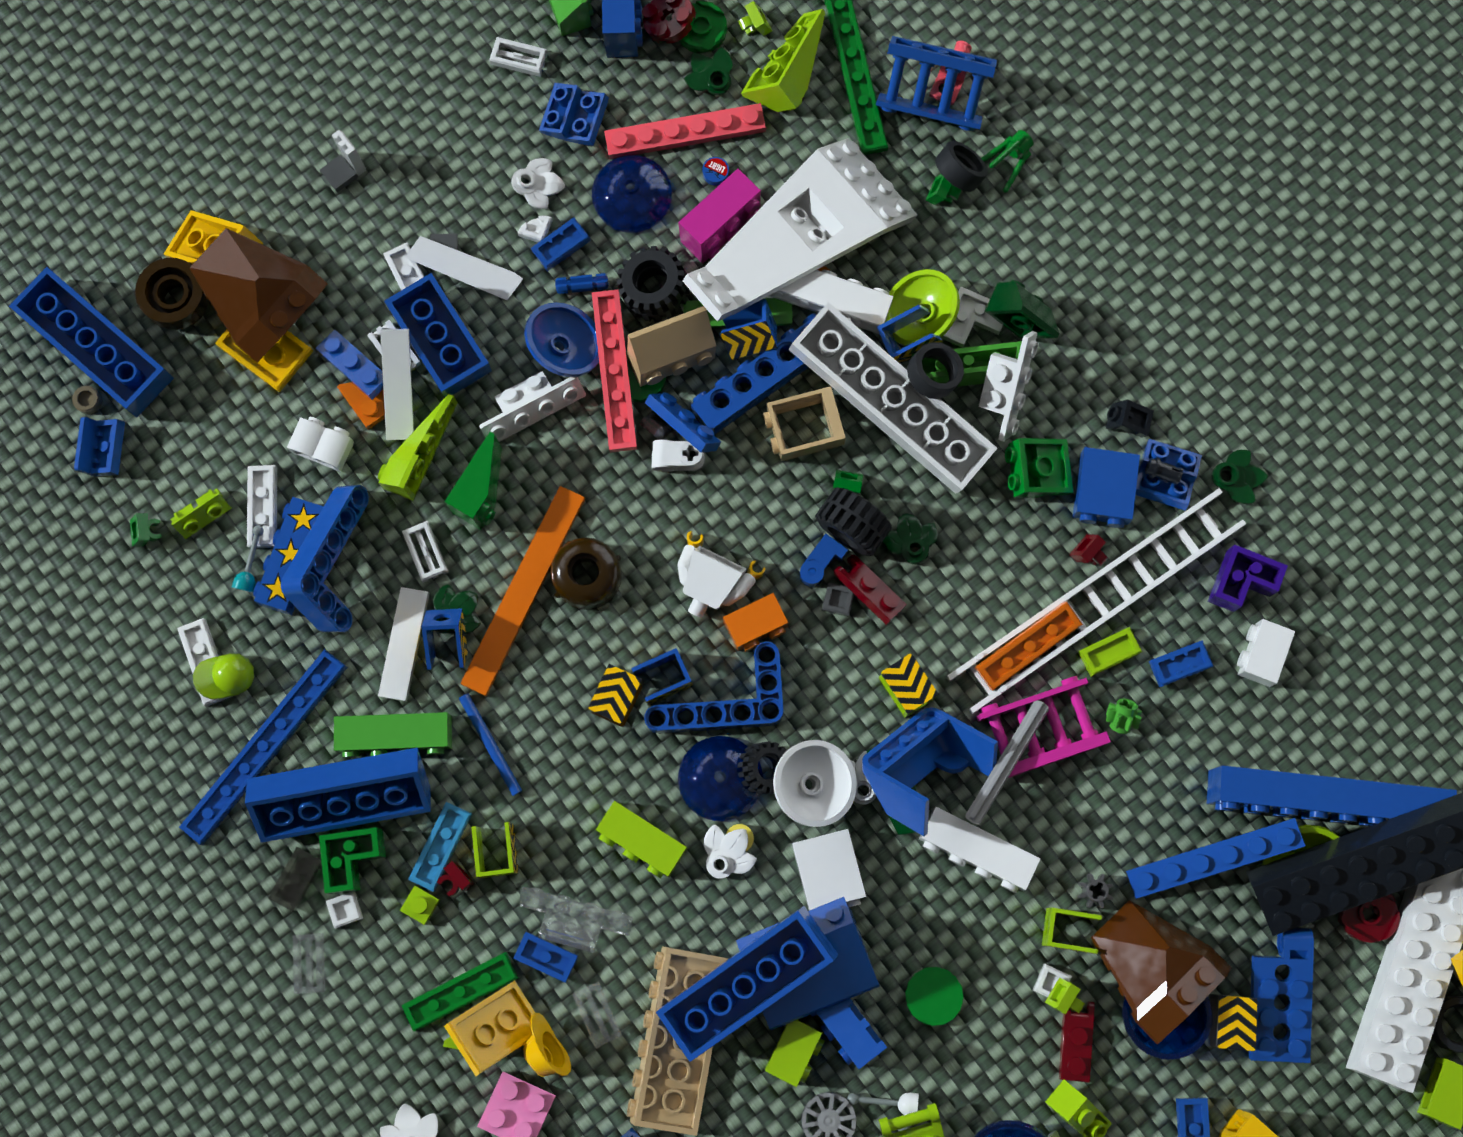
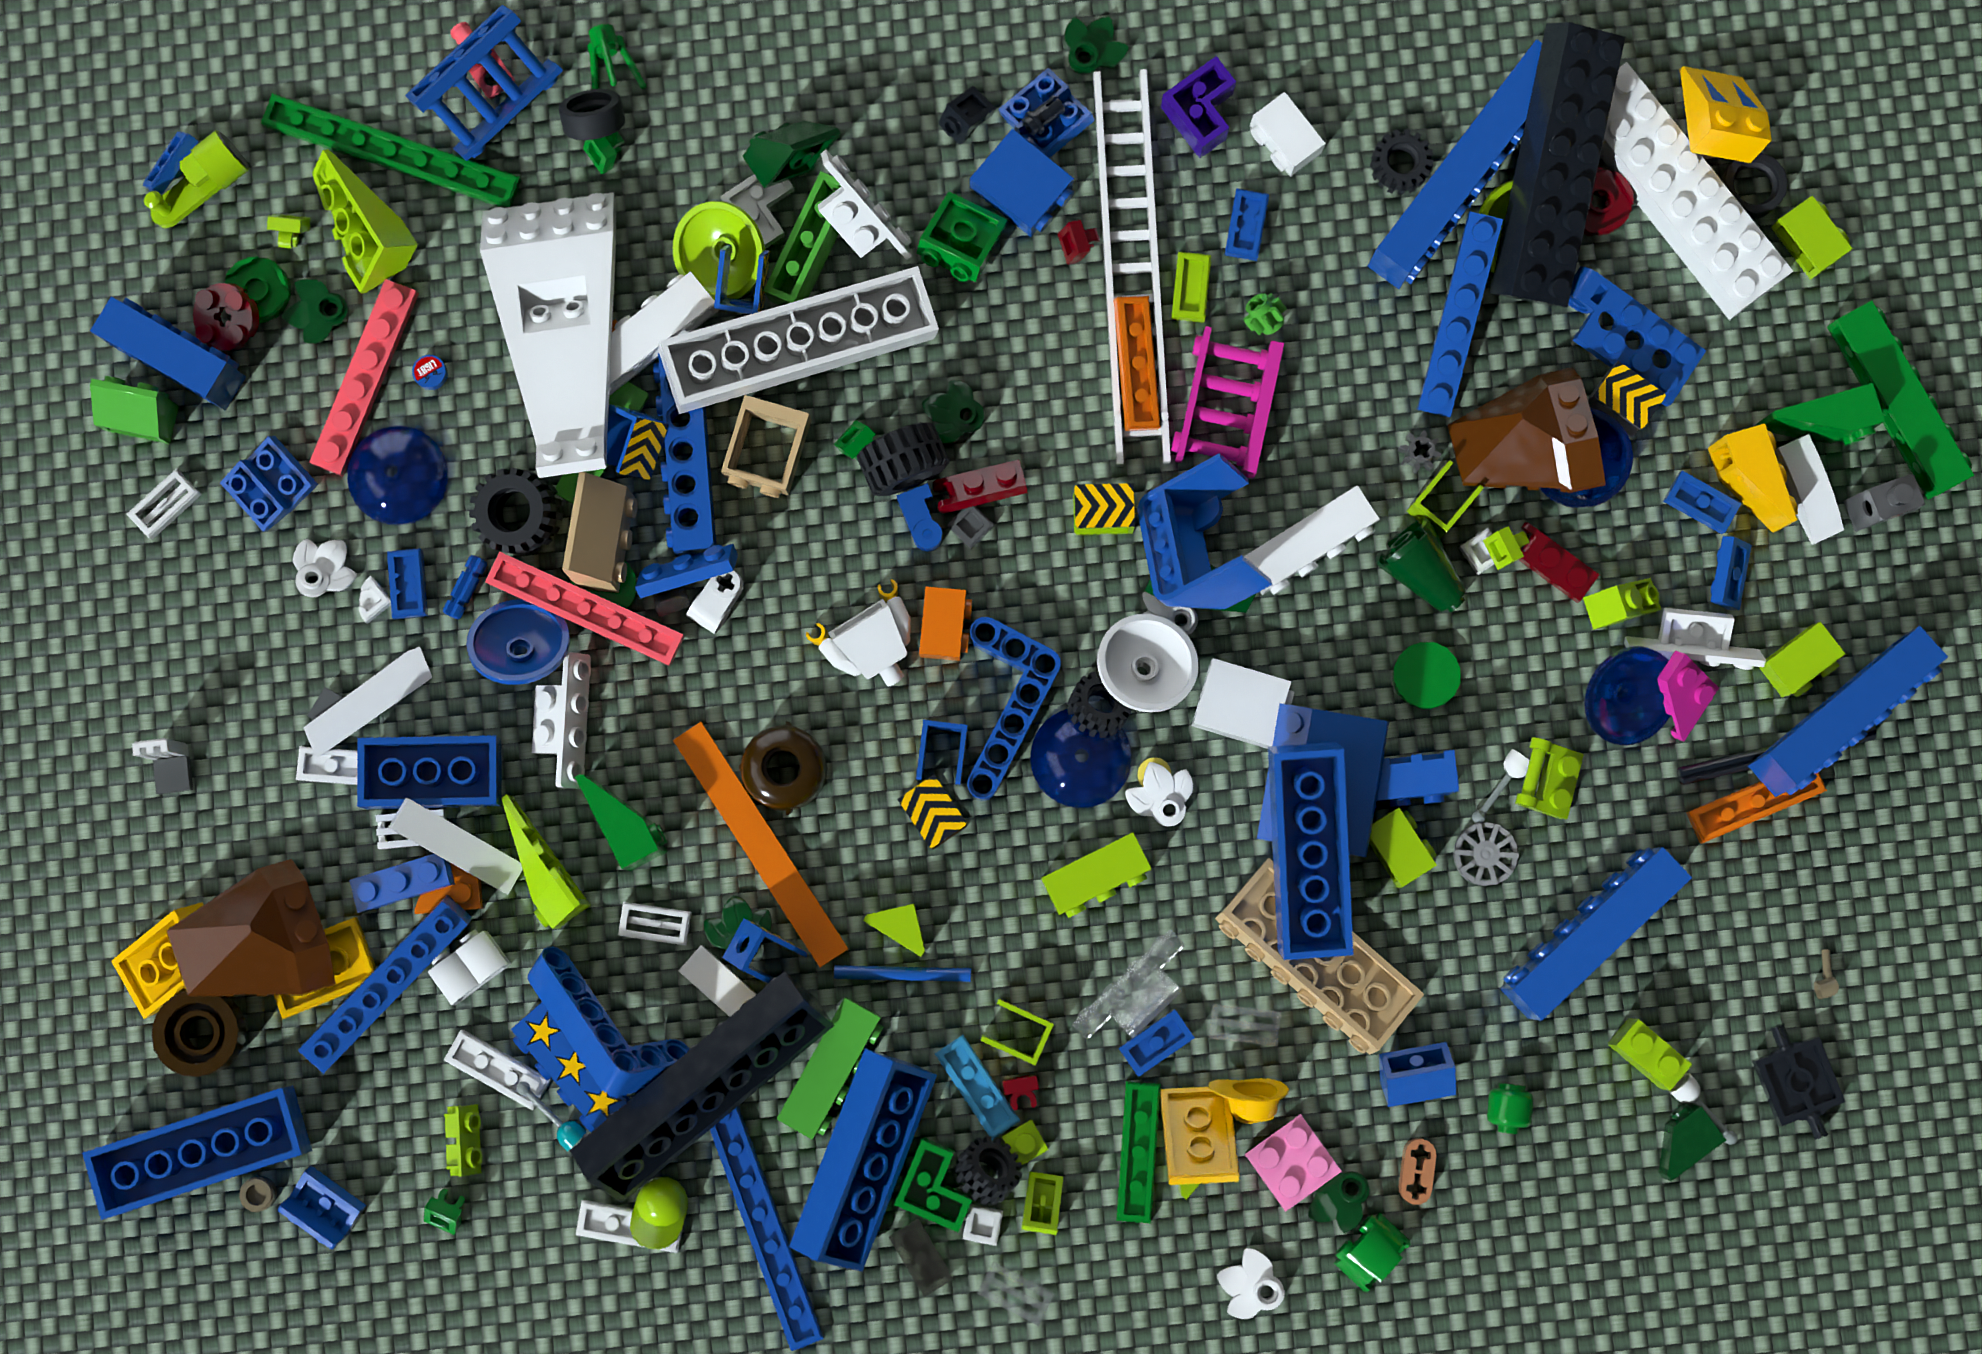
camera: 60 degrees left, 5 degrees up
(276, 394) = (385, 984): none -> blue brick
(325, 650) = (701, 1088): none -> black brick
(369, 886) = (998, 1159): none -> black tyre
(382, 943) = (1042, 1203): none -> lime slope
(521, 723) = (900, 925): none -> lime slope
(719, 216) = (488, 396): dark pink brick -> none
(945, 356) = (800, 255): black tyre -> none
(1007, 762) = (1243, 457): light grey axle -> none
(1012, 944) = (1423, 566): none -> dark green cone
(1313, 736) = (1401, 142): none -> black tyre

